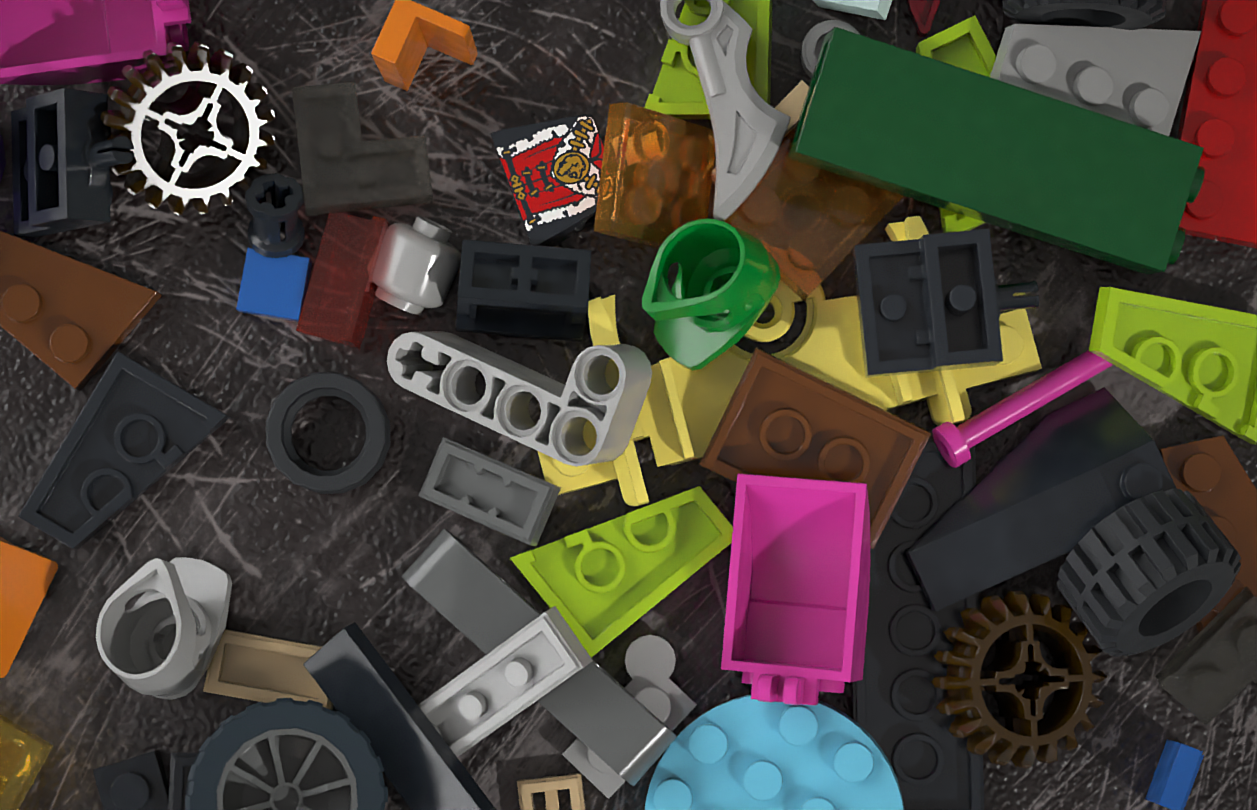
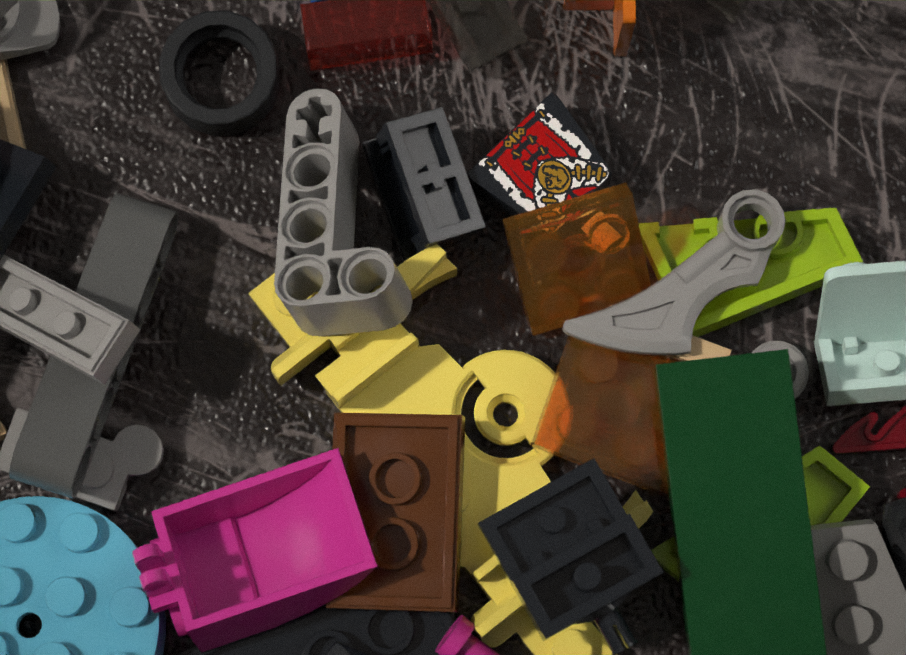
camera: 60 degrees right, 5 degrees down
(416, 265) = (404, 80): light grey head -> none
(489, 491) = (228, 238): dark grey plate -> none
(625, 565) = (213, 389): lime wing -> none
(718, 291) = (498, 360): green helmet -> none

